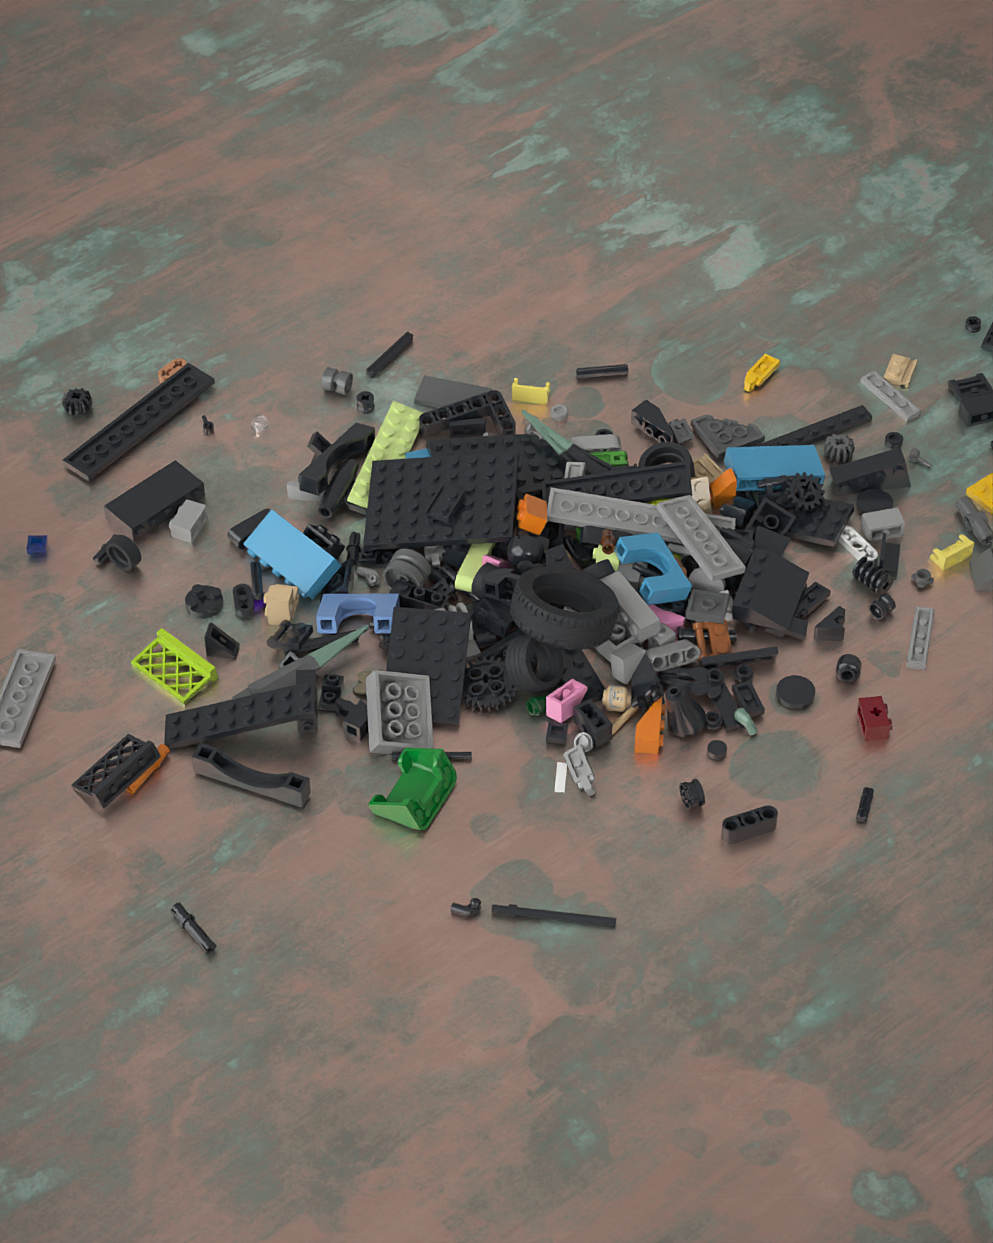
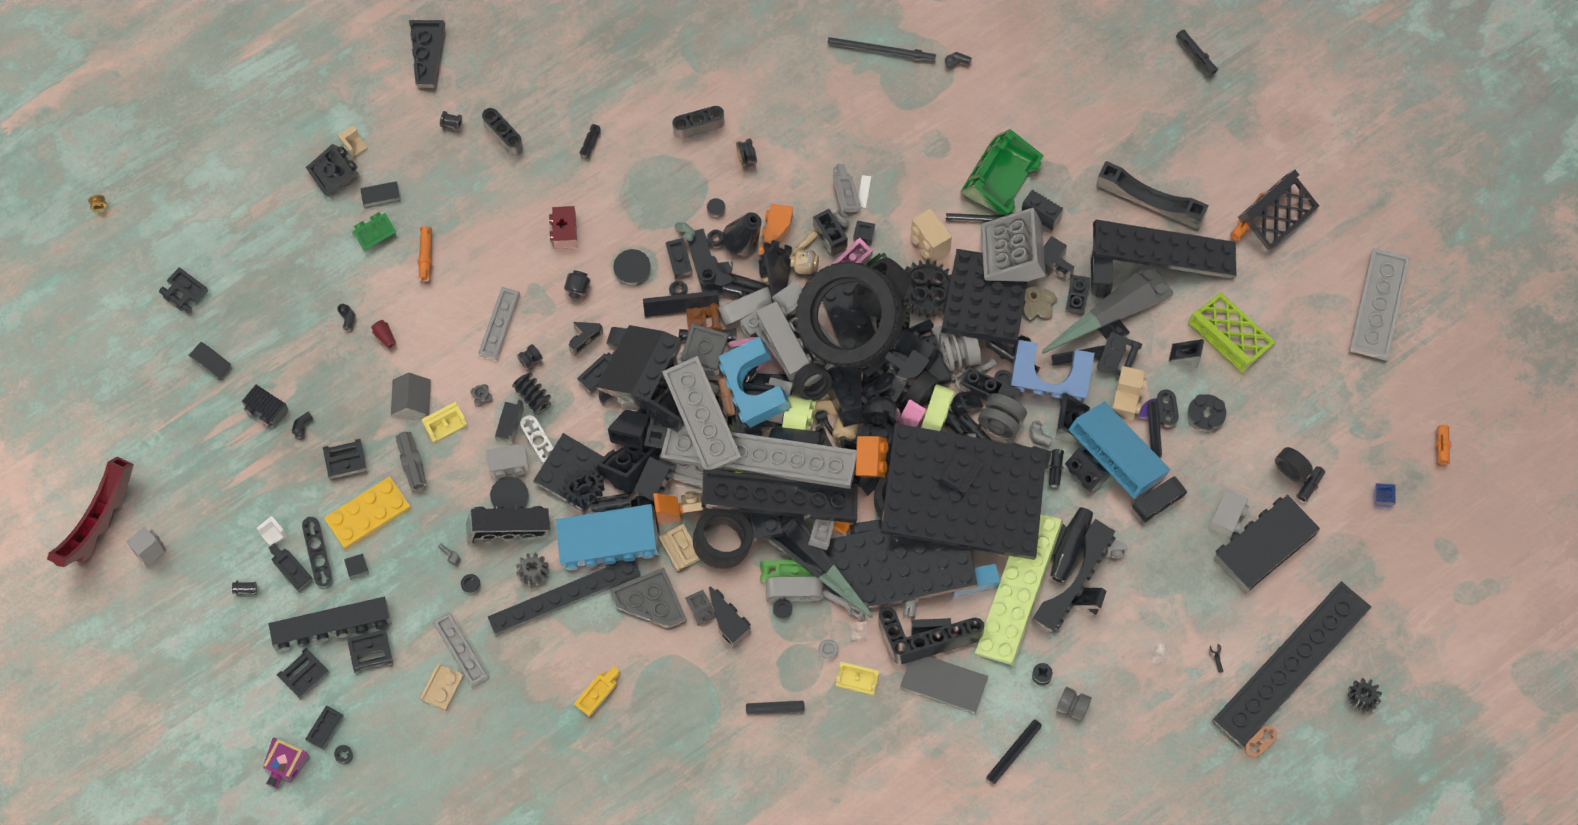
camera: 175 degrees left, 20 degrees up
(369, 759) = (1048, 212): none -> black brick
(486, 720) = (930, 236): none -> tan brick
(608, 541) = (796, 414): reddish brown pin -> none
(962, 803) = (505, 138): none -> black beam

